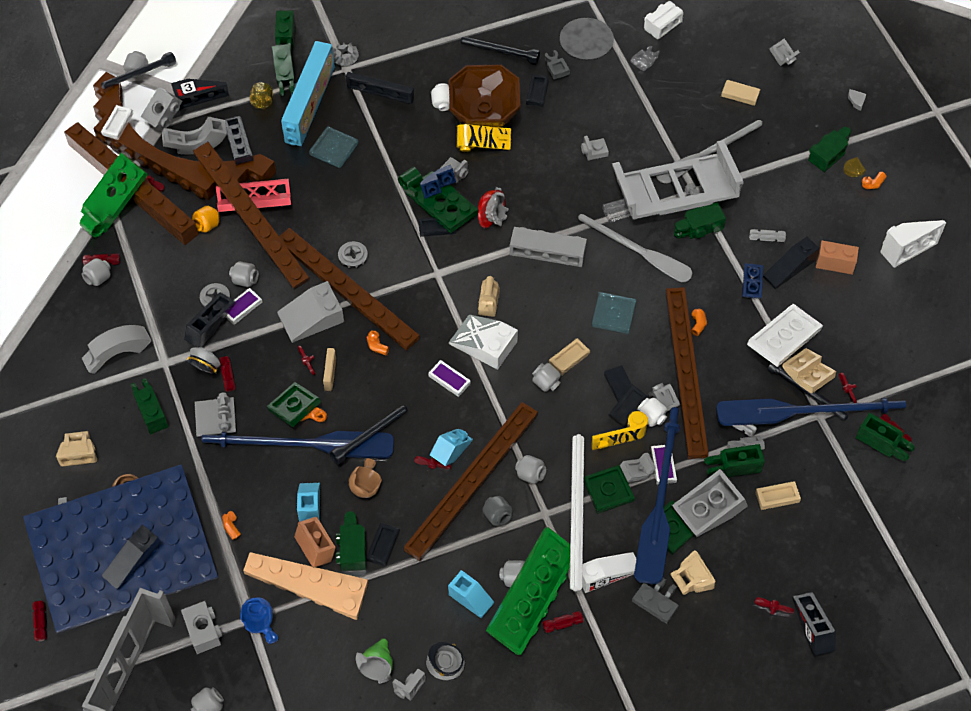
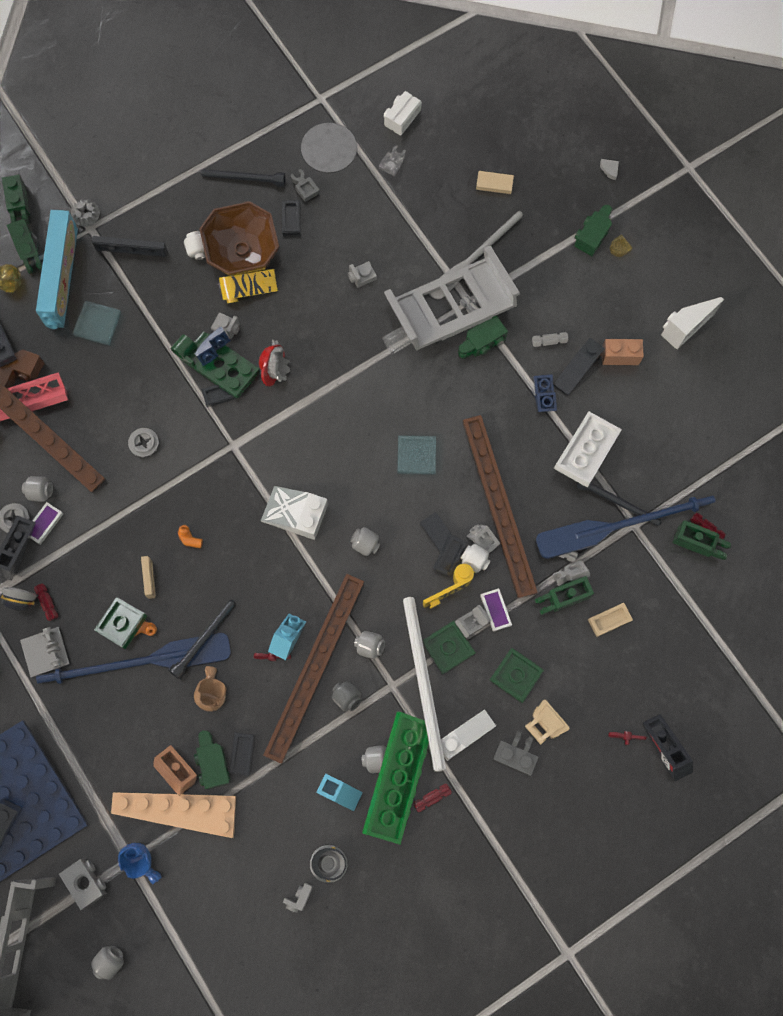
camera: 15 degrees left, 15 degrees up
(229, 526) = (84, 767): orange arm -> none
(306, 360) = (123, 570): dark red piece -> none
(308, 501) = (159, 725): medium azure slope -> none
(311, 312) = (115, 518): light grey slope -> none
(349, 290) = (146, 481): reddish brown plate -> none
(376, 662) = (262, 881): light grey hat -> none
(449, 378) = (269, 560): tile -> none
(488, 297) = (290, 465): tan piece -> none
(548, 246) = (337, 395): light grey brick -> none
(569, 356) = (382, 512): tan tile -> none
(656, 530) = (502, 684): dark blue piece -> none
(664, 263) = (456, 390): light grey piece -> none
(701, 321) = (501, 443): orange arm -> none
(710, 504) = (548, 646): light grey slope -> none
(783, 52) = (529, 129): light grey bracket -> none
(808, 370) = (616, 481): tan slope -> none
(848, 388) = (656, 490): dark red piece -> none
(874, 183) = (644, 260): orange arm -> none

